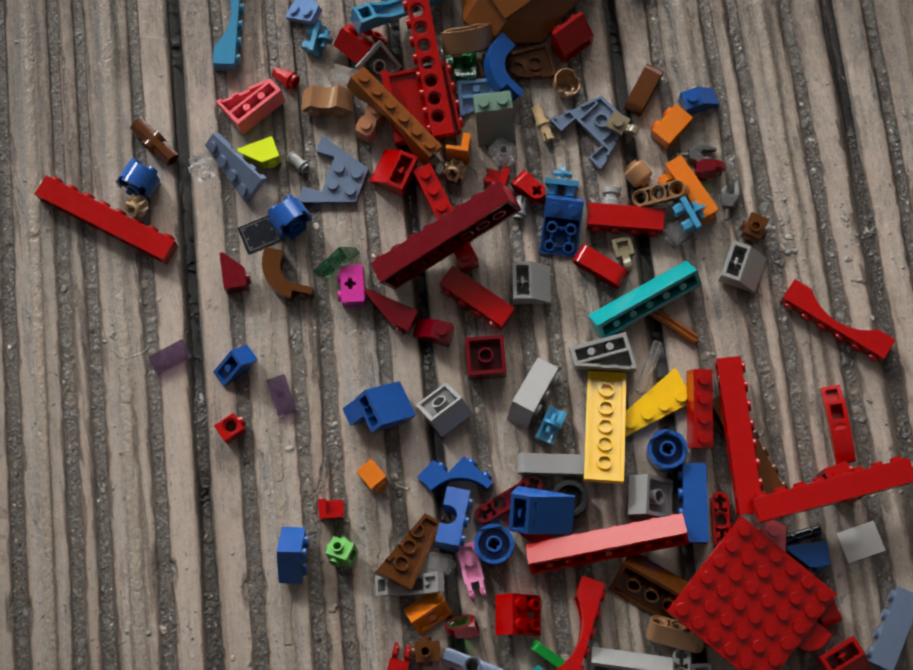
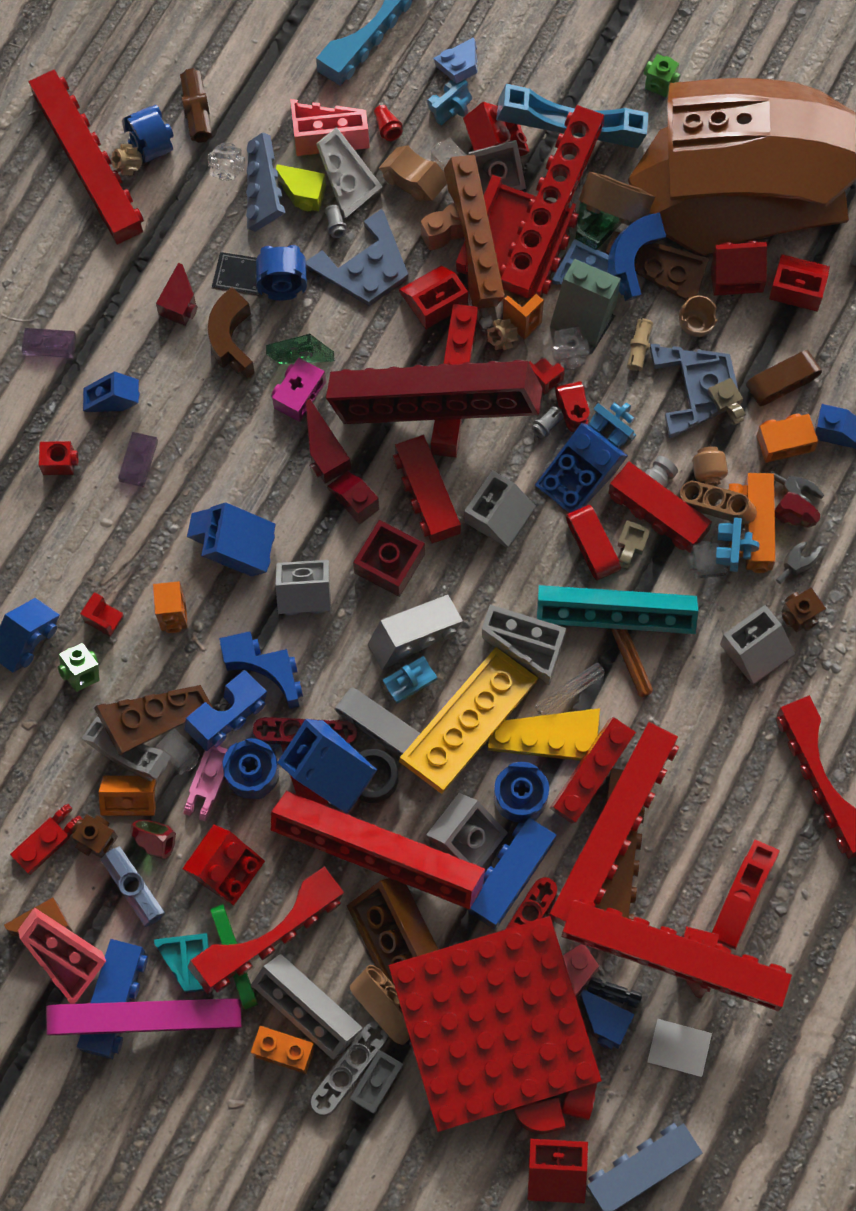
camera: 30 degrees right, 5 degrees down
(285, 126) = (347, 172): none -> white wing
(612, 22) = (799, 282): none -> red slope

